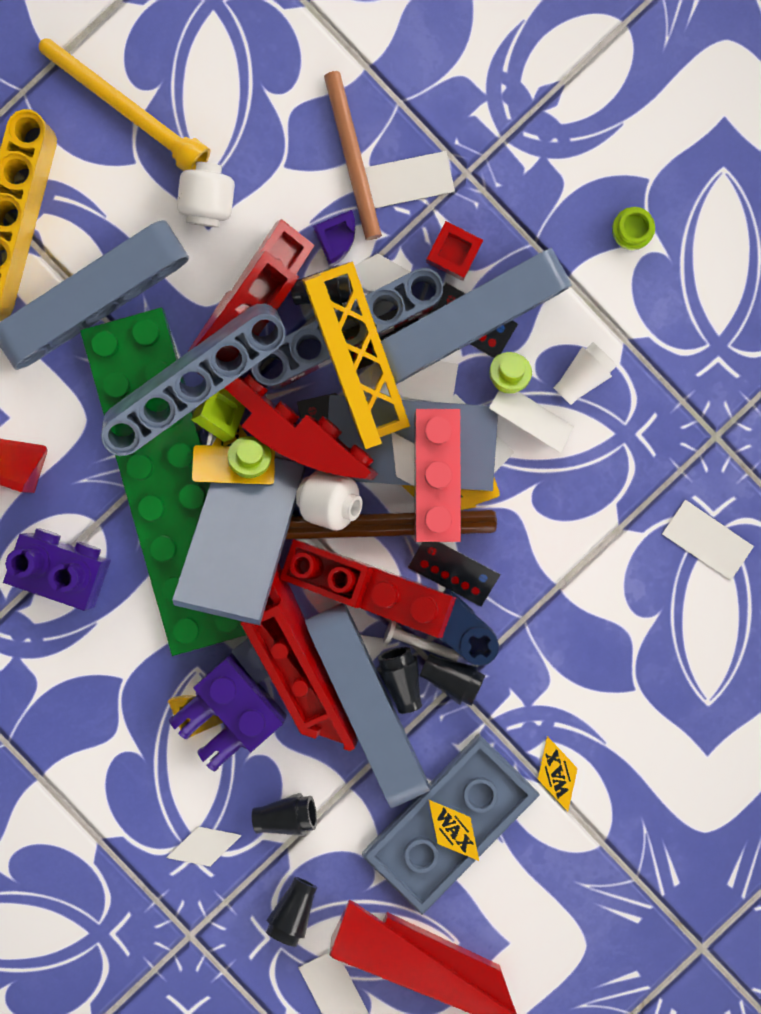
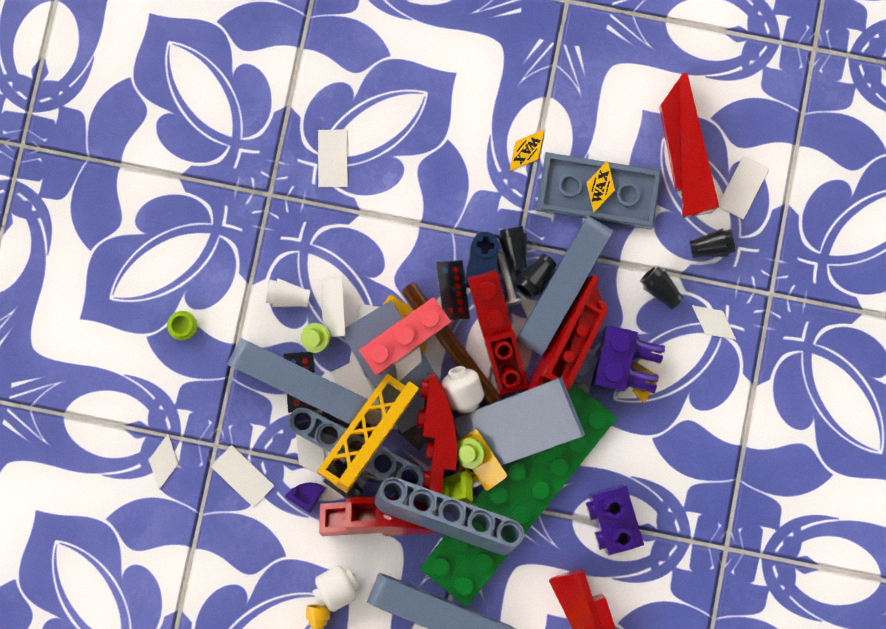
camera: 125 degrees left, 5 degrees down
(352, 155) = (251, 519): nougat bar -> none
(454, 250) = (267, 419): red plate -> none
(490, 100) = (163, 461): none -> white sticker

